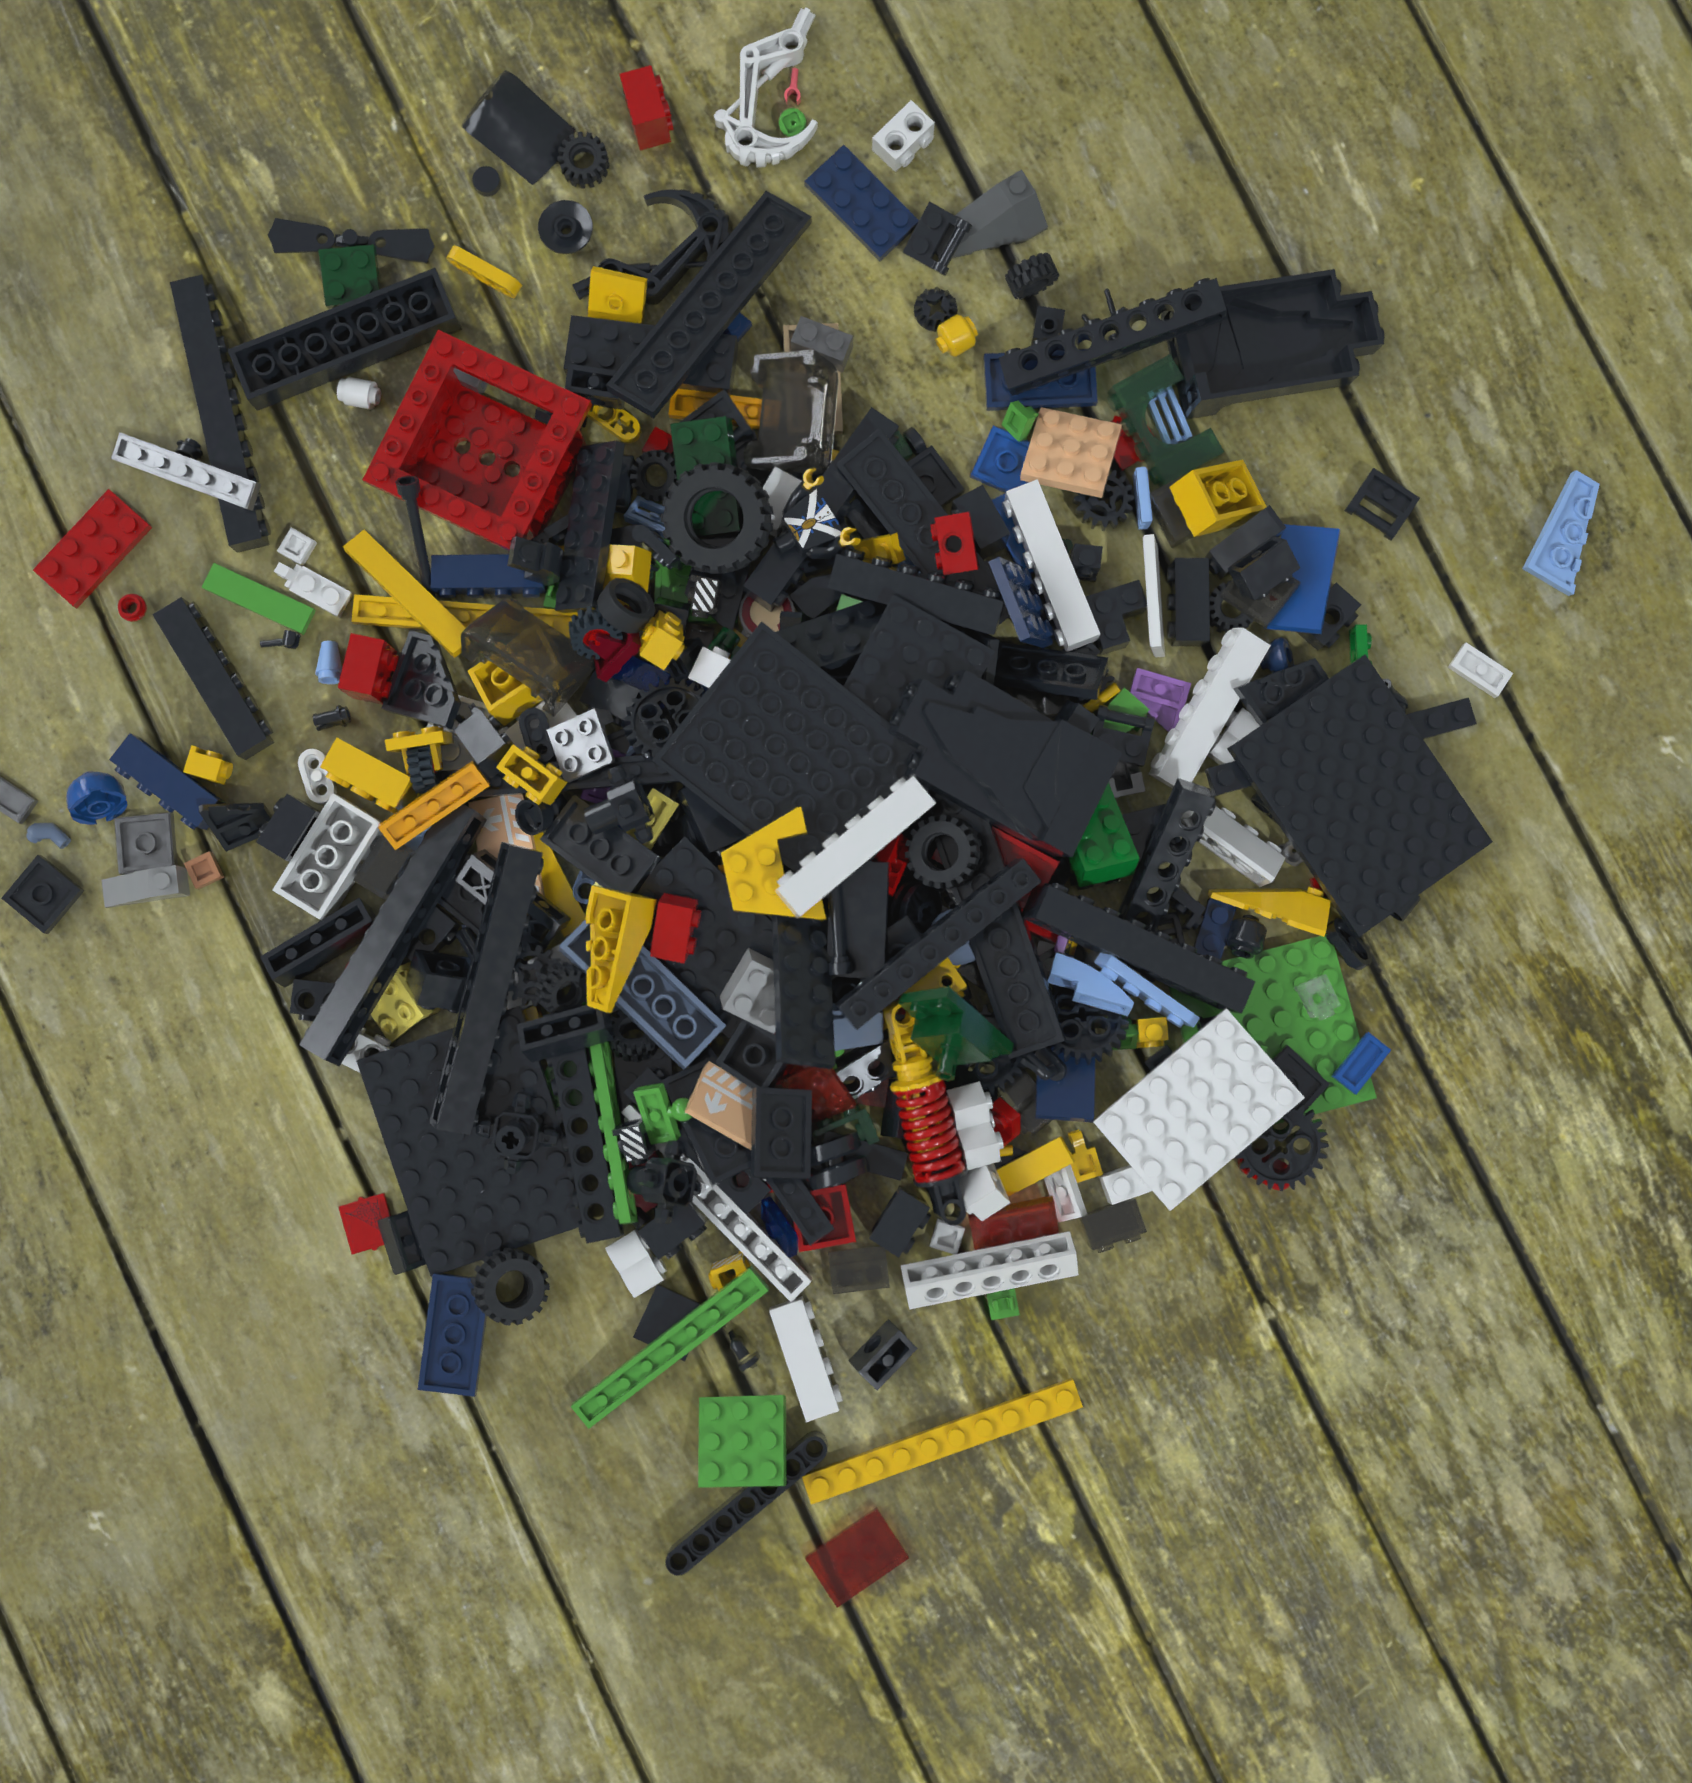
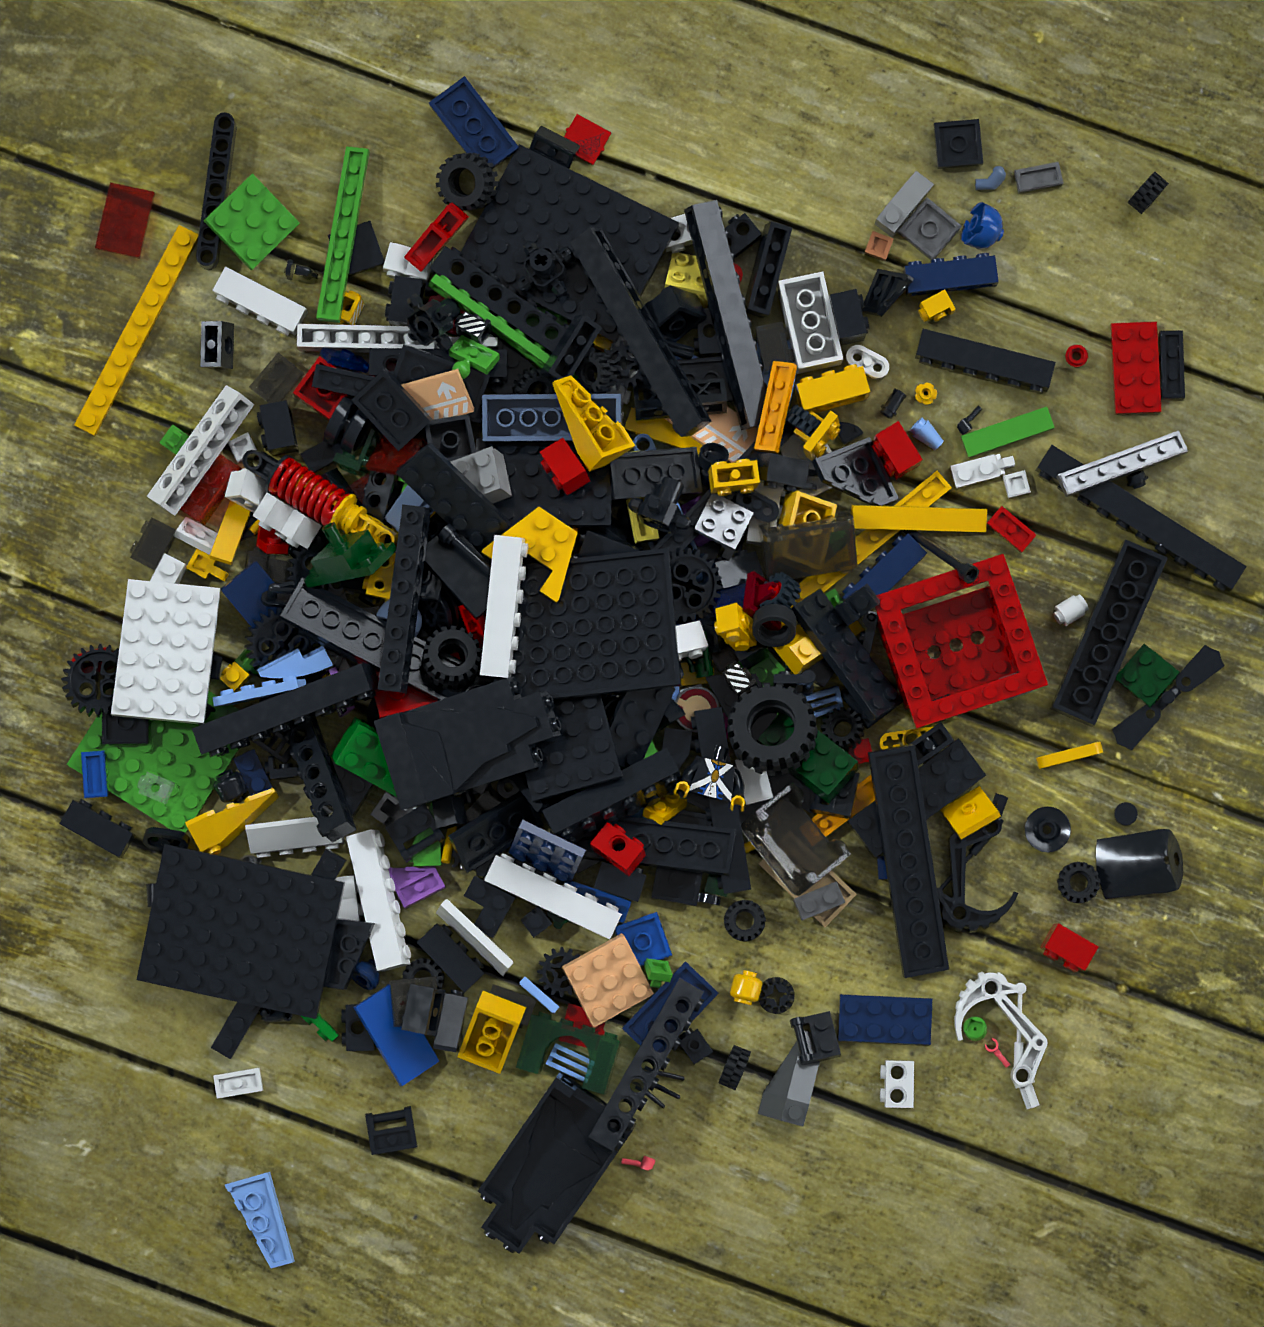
camera: 135 degrees right, 0 degrees up
(58, 521) = (1172, 364): none -> black tile
(302, 700) = (921, 398): none -> yellow plate
(339, 510) = (1011, 529): none -> red plate
(392, 726) = (849, 432): none -> black tile
(586, 1260) = (436, 236): none -> red slope
(905, 379) = (730, 920): none -> black tyre
(1185, 272) = (647, 1163): none -> coral hand
(1401, 1012) = (98, 827): none -> black brick

